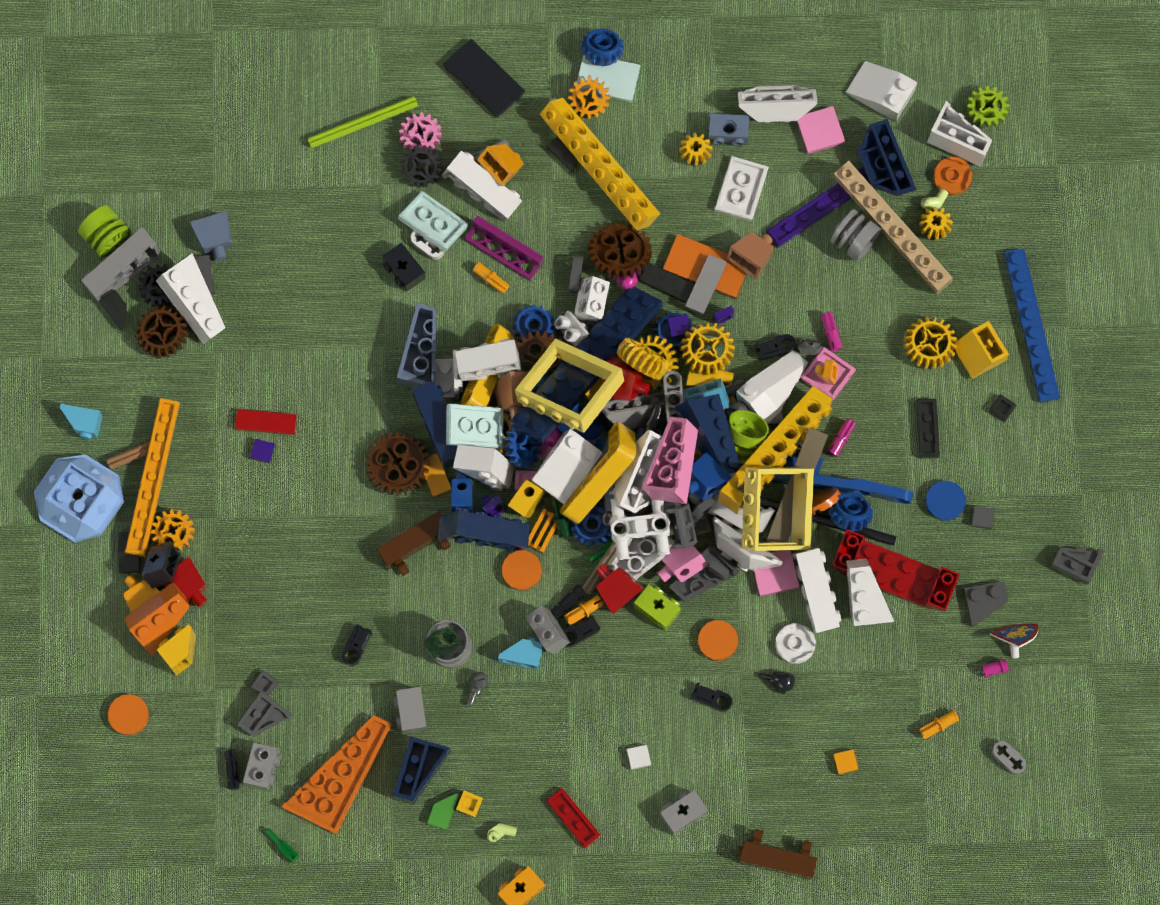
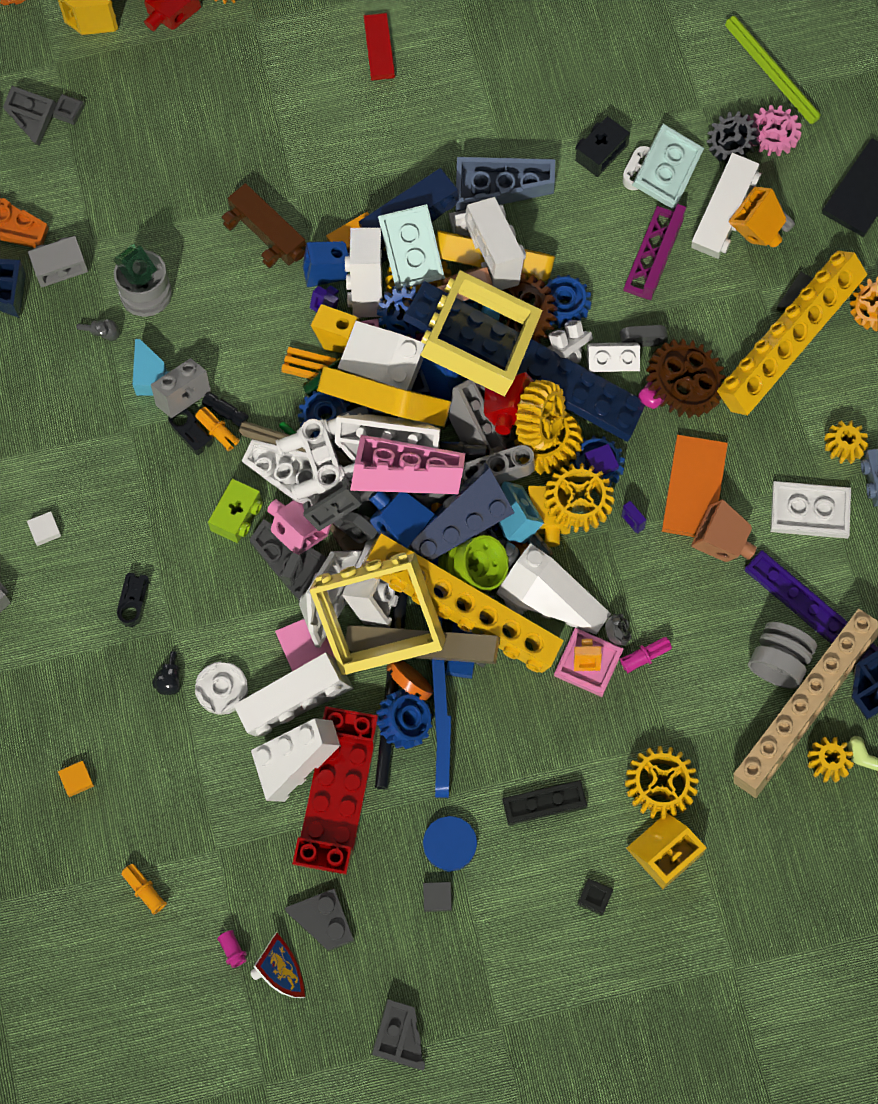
camera: 80 degrees right, 5 degrees down
(262, 451) = (343, 50): dark purple tile -> none
(356, 643) = (132, 192): black piece -> none
(381, 472) = (356, 187): reddish brown gear -> none
(484, 530) = (288, 294): dark blue wedge -> none
(490, 278) = (614, 243): light orange axle -> none
(521, 570) = (254, 351): orange tile -> none
(617, 587) = (249, 456): red torso -> none
(667, 282) = (660, 449): pearl dark grey tile -> none
(706, 284) = (668, 487): light grey tile -> none
(718, 640) = (208, 593): orange tile -> none
(773, 348) = (606, 588): black piece -> none
(841, 437) = (505, 692): dark pink axle -> none
(1013, 754) = (108, 986): light grey beam -> none
(1031, 325) = (721, 915): blue plate -> none

